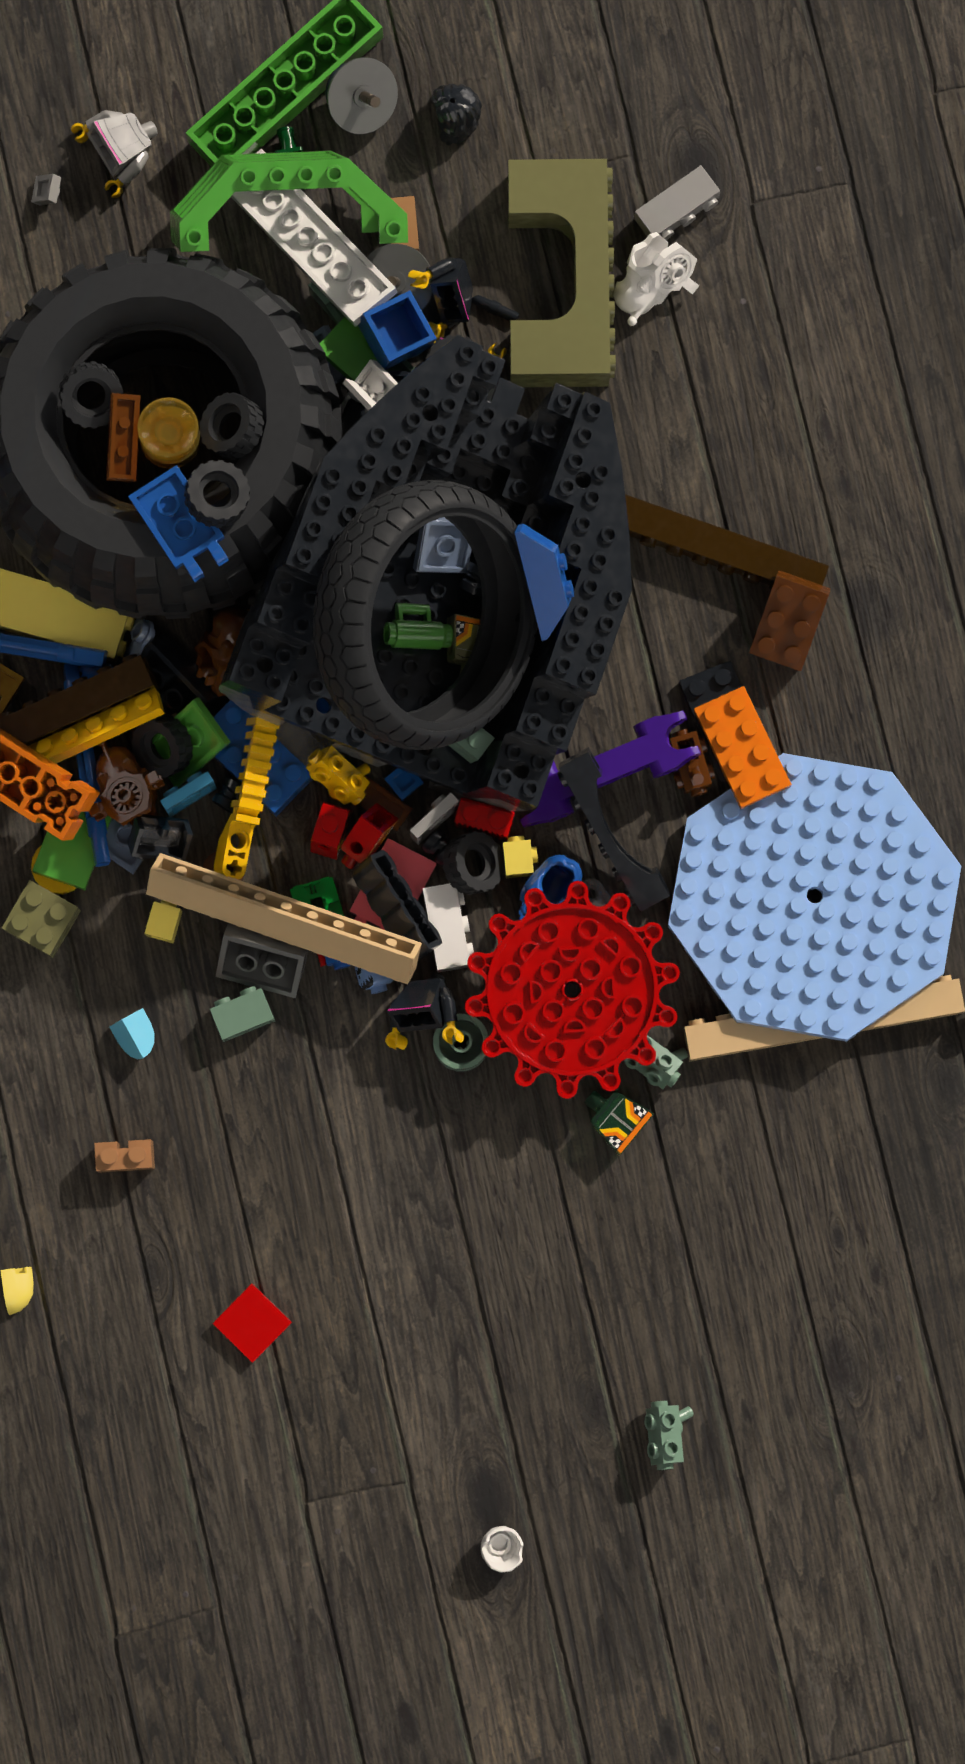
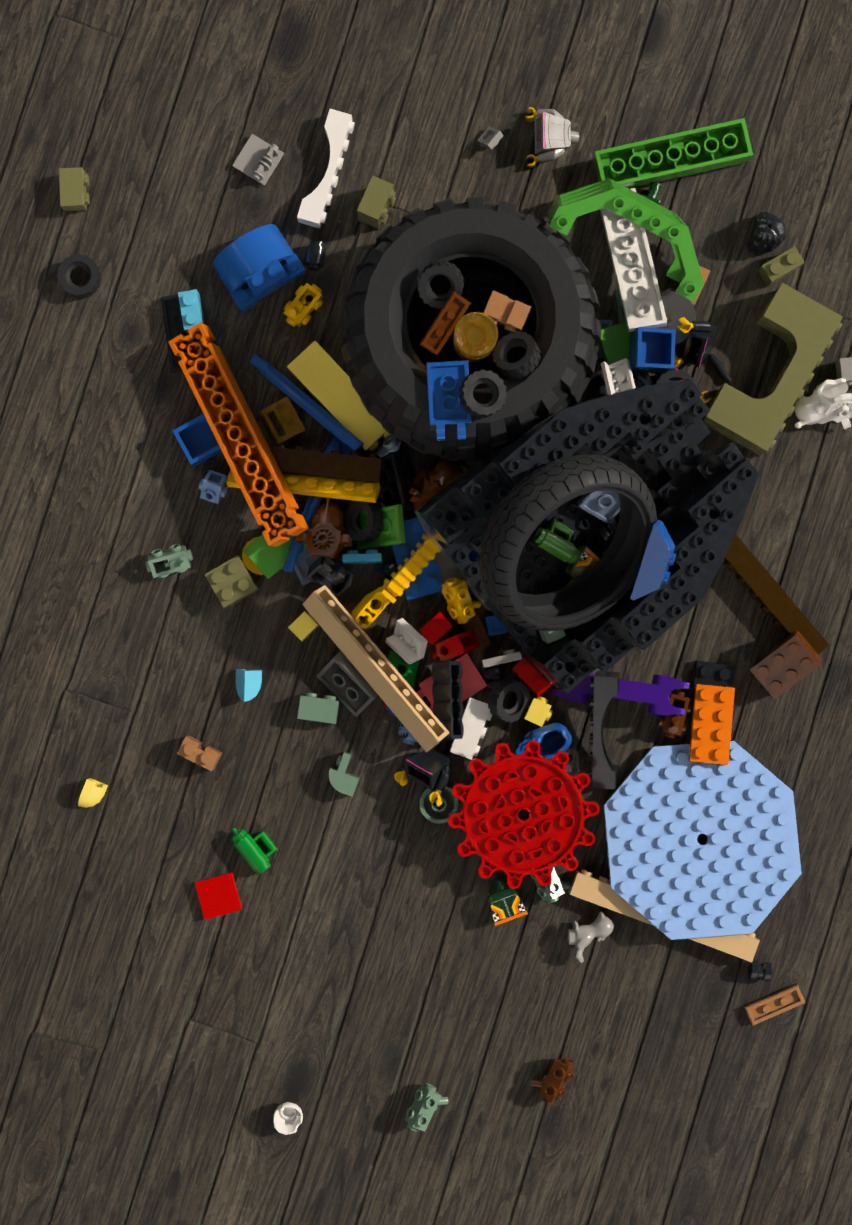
camera: 30 degrees right, 5 degrees up
(190, 381) = (507, 312): none -> medium nougat brick
(261, 1241) = (251, 851): none -> green piece
(304, 864) = (407, 642): none -> white bracket
(319, 1085) = (339, 779): none -> sand green brick
(361, 95) = (715, 190): dark grey piece -> none
(497, 141) = (781, 266): none -> olive brick
(738, 1101) = (583, 935): none -> light grey animal
(810, 1308) = (553, 1084): none -> reddish brown brick

